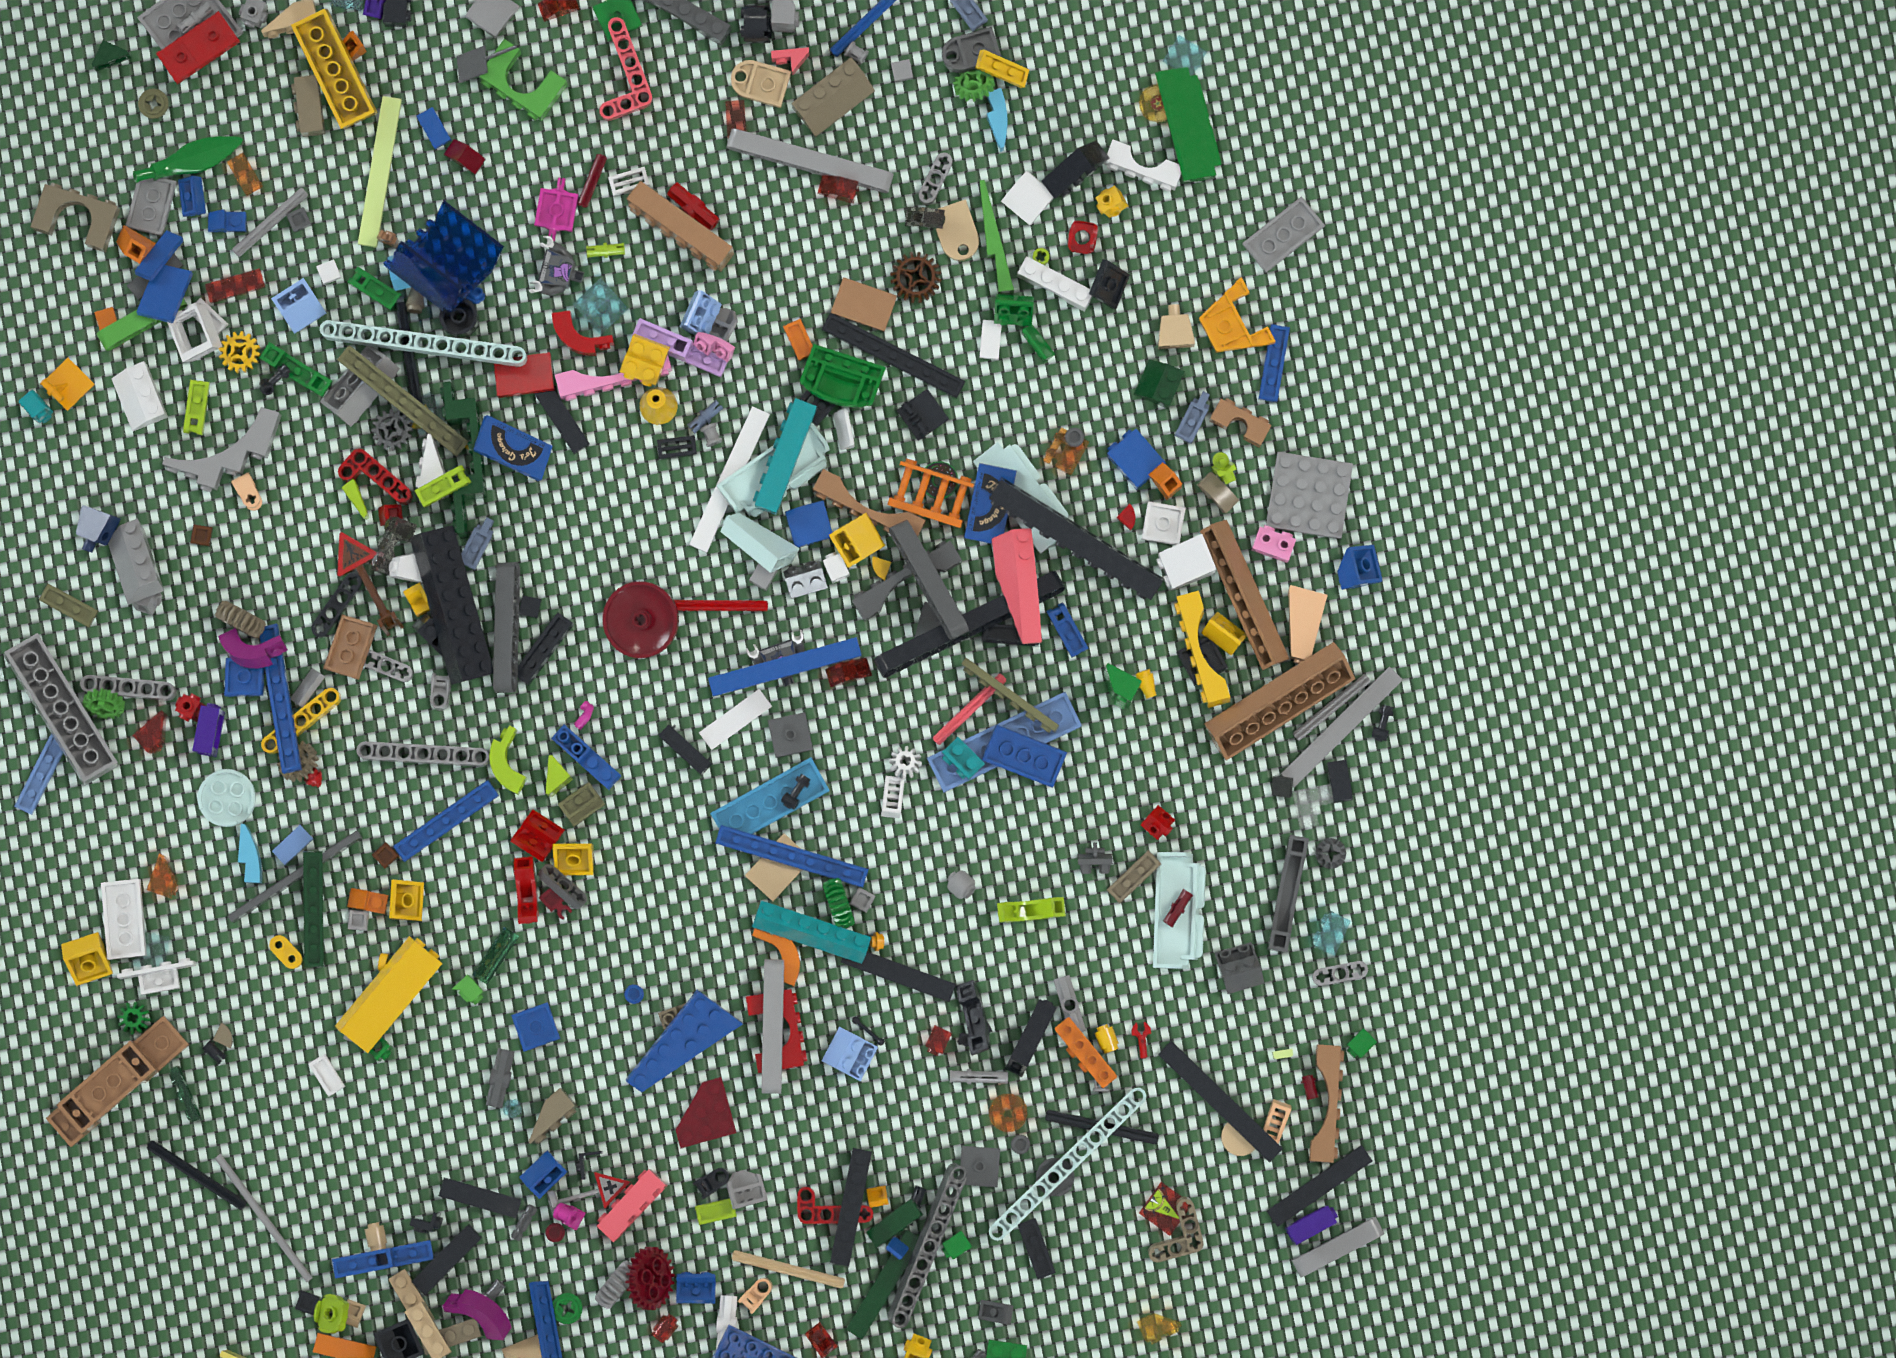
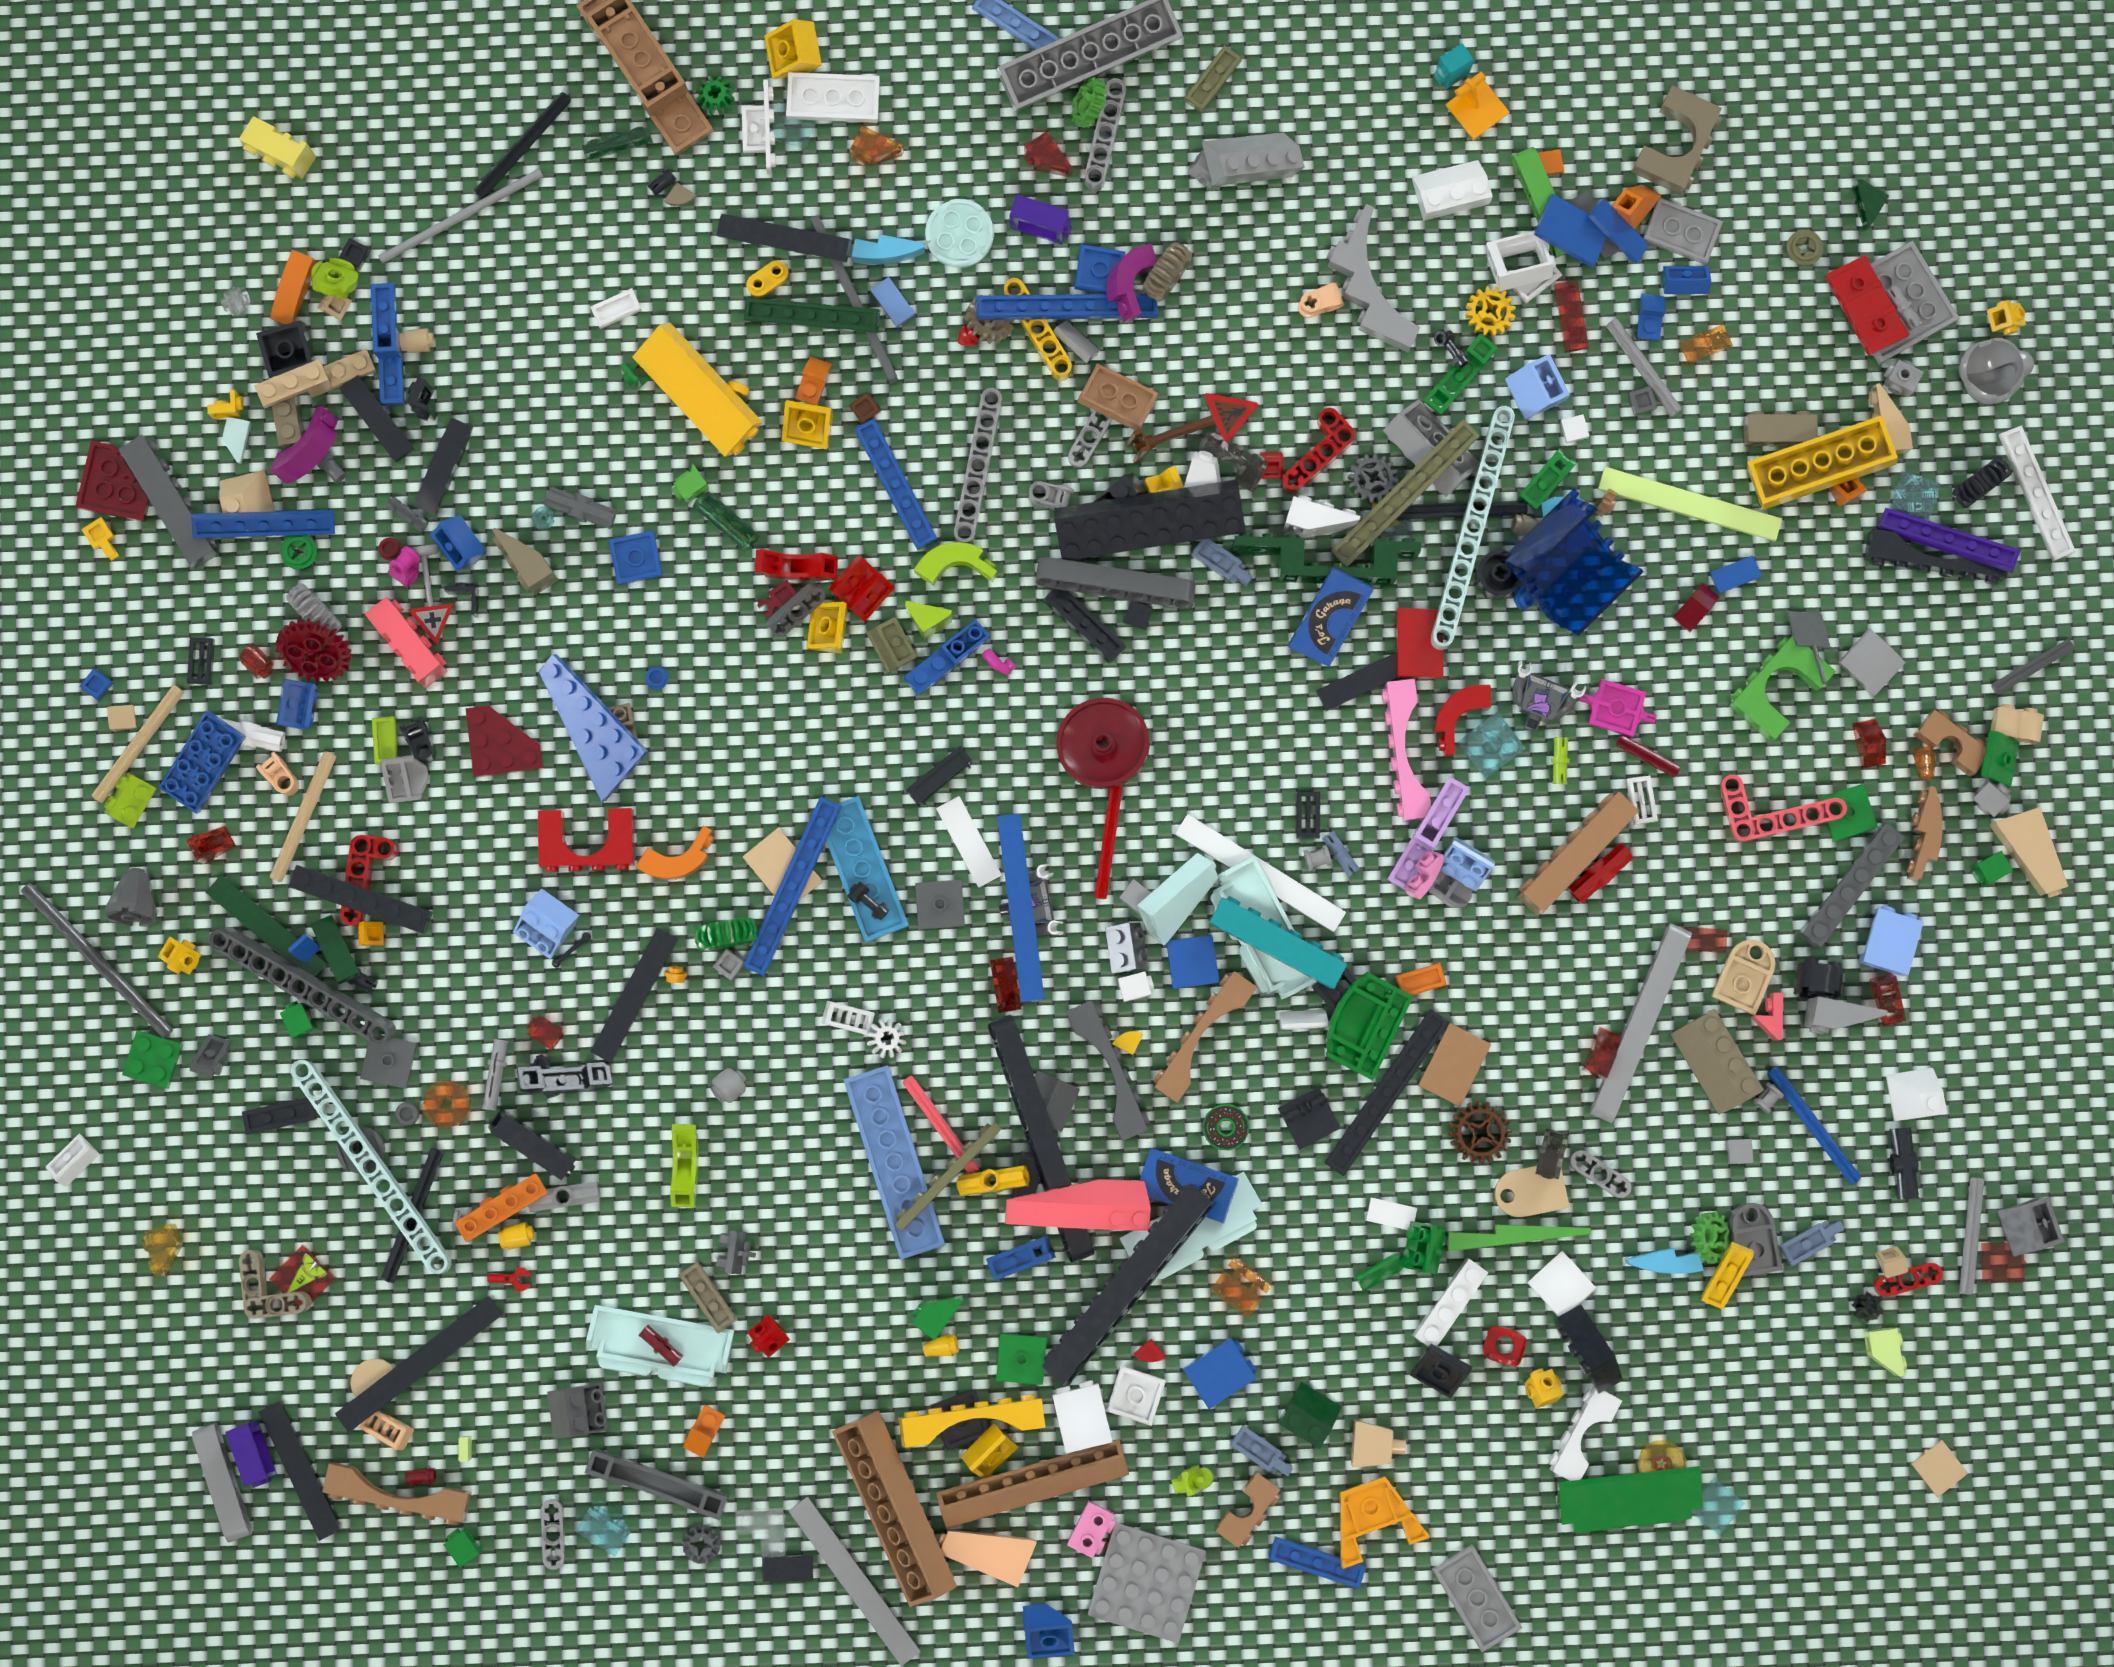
camera: 95 degrees right, 0 degrees up
(95, 527) = (1301, 118): torso -> none
(182, 707) = (1072, 199): red brick -> none
(191, 158) = (1732, 284): green animal -> none
(196, 406) = (1430, 254): lime plate -> none
(201, 535) = (1276, 242): reddish brown tile -> none
(250, 941) = (784, 238): none -> black tile
(334, 603) = (1173, 386): black beam -> none
(353, 493) = (1300, 424): lime slope -> none
(358, 920) = (792, 367): light grey tile -> none
(442, 486) = (1293, 524): lime plate -> none
(644, 360) = (1417, 787): yellow plate -> none
(661, 411) = (1358, 807): yellow cone -> none
(772, 1026) = (589, 834): light grey beam -> none
(811, 932) = (695, 896): teal brick -> none
(857, 540) = (1164, 1016): yellow slope -> none
(917, 506) = (1186, 1116): orange fence -> none
(928, 579) = (1100, 1095): dark grey beam -> none
(962, 758) = (879, 1108): teal bracket -> none
(1006, 648) = (1005, 1179): none -> yellow piece
(1024, 755) = (873, 1183): blue tile -> none
(1041, 250) = (1489, 1284): lime bush -> none
(1074, 437) = (1255, 1300): dark grey tile -> none
(1147, 618) = (1021, 1359): none -> green plate
(1165, 480) = (1187, 1405): orange slope -> none
(1218, 492) = (1164, 1469): dark tan slope -> none
(1241, 864) = (704, 1431): none -> orange slope
(1282, 786) = (791, 1496): pearl dark grey tile -> none
(1331, 707) = (880, 1571): light grey axle -> none
(1380, 732) = (840, 1627): black bar -> none

